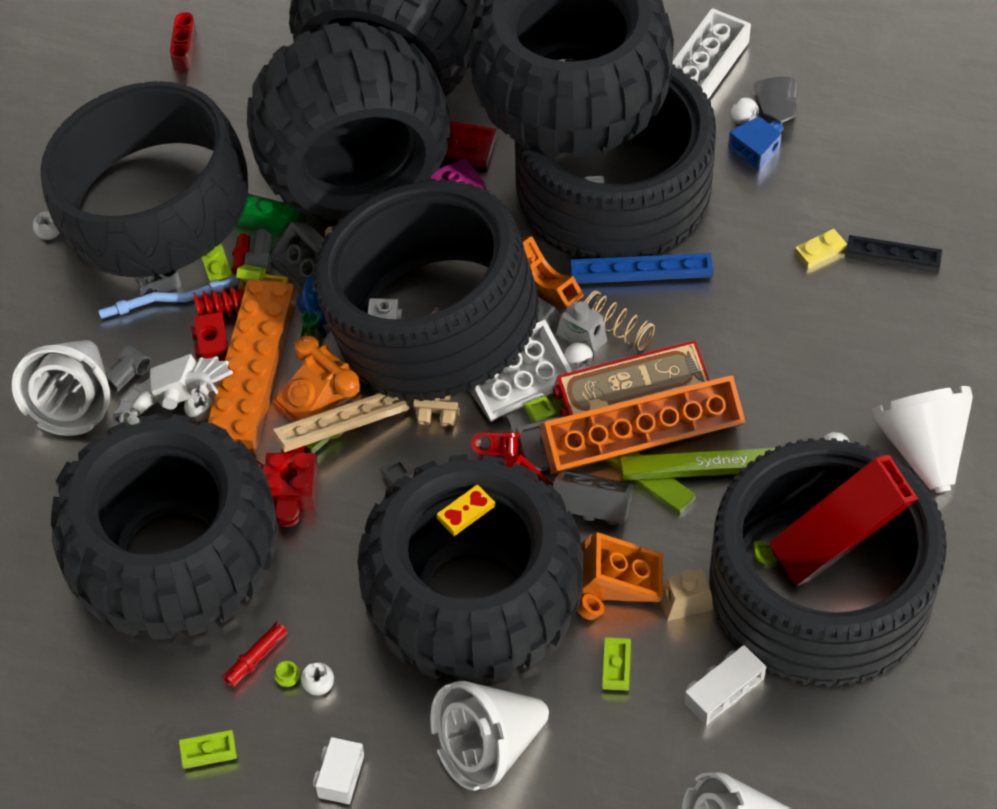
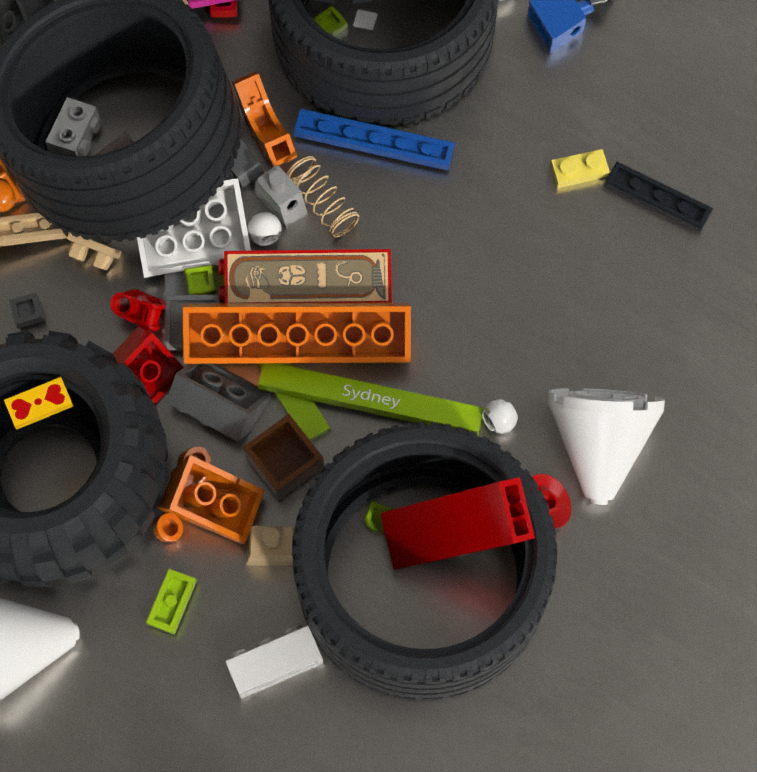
camera: 15 degrees right, 15 degrees up
(668, 523) = (283, 456): none -> reddish brown piece

